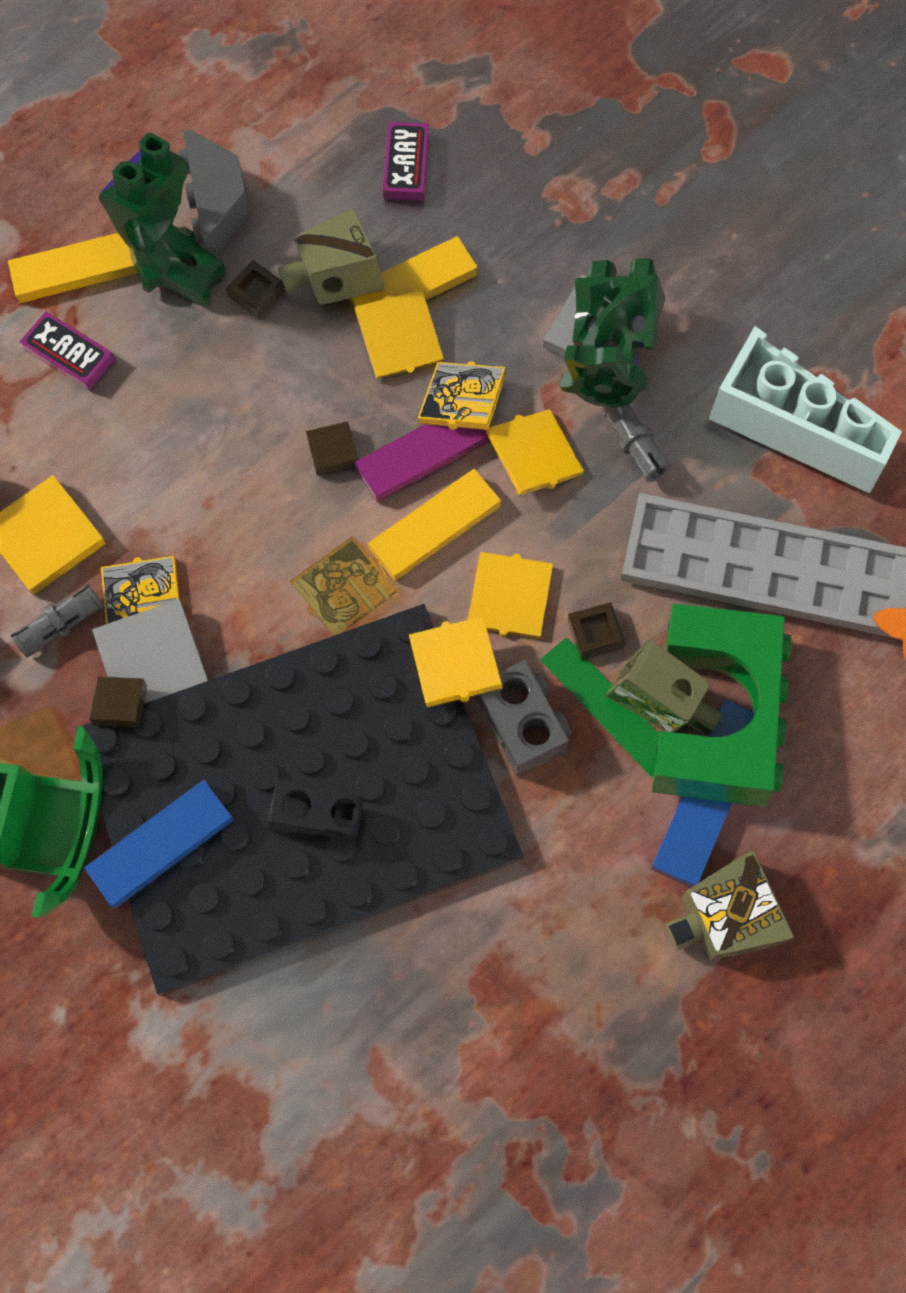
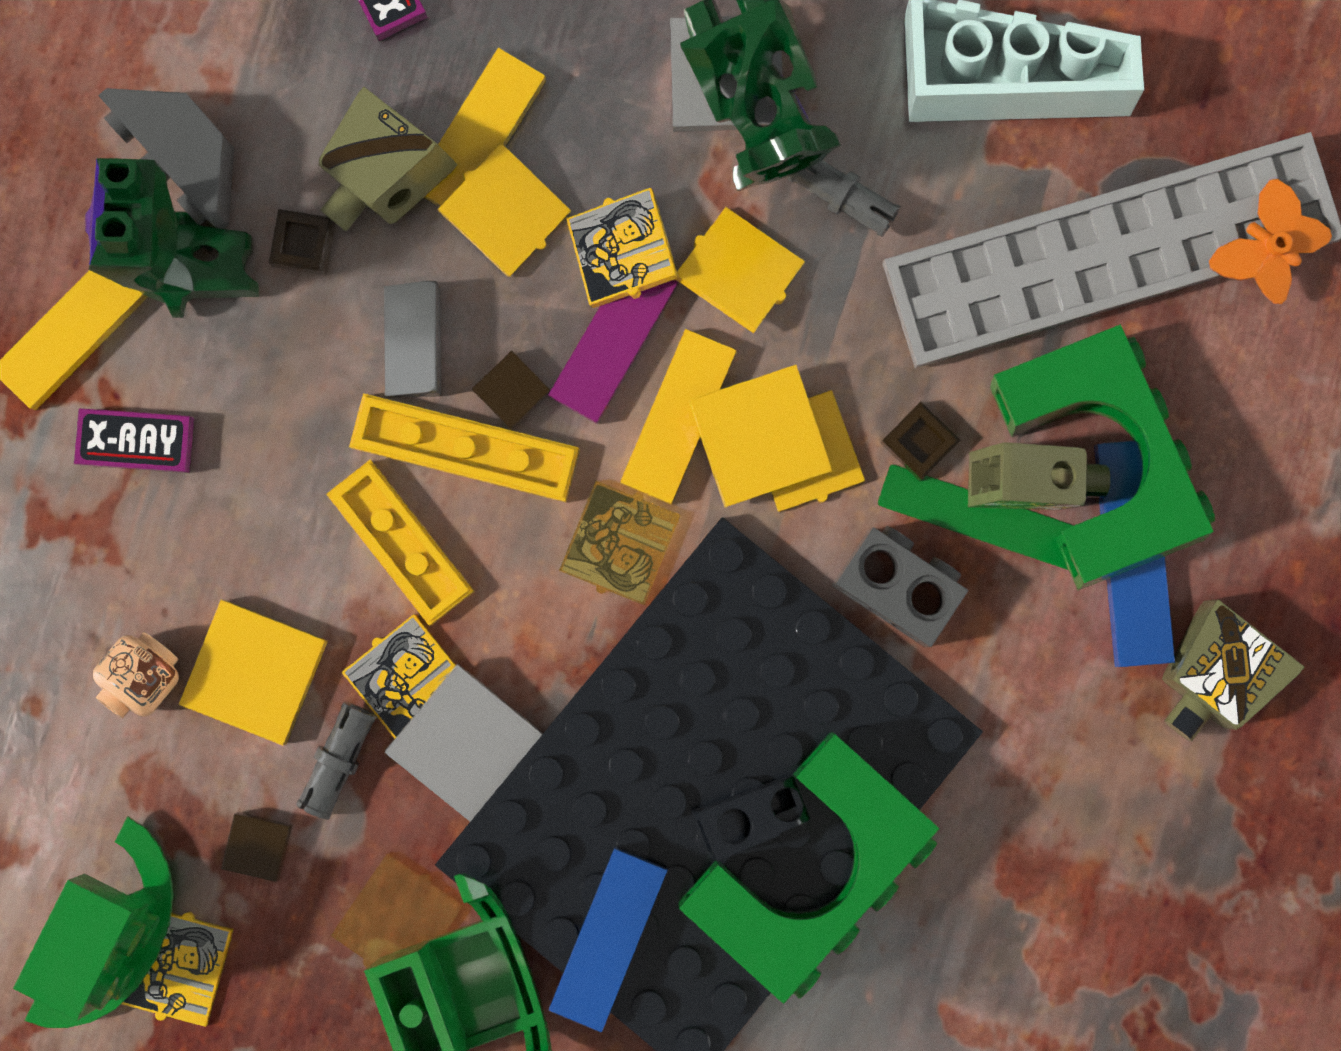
camera: 30 degrees left, 15 degrees up
(118, 702) = (467, 816): dark brown tile -> none
(195, 506) = (400, 542): none -> yellow tile
(278, 469) = (464, 448): none -> yellow tile
(281, 921) = (788, 946): none -> green arch
(288, 383) = (412, 339): none -> slope
(455, 661) = (800, 570): yellow piece -> none
(483, 562) = (760, 435): none -> yellow tile

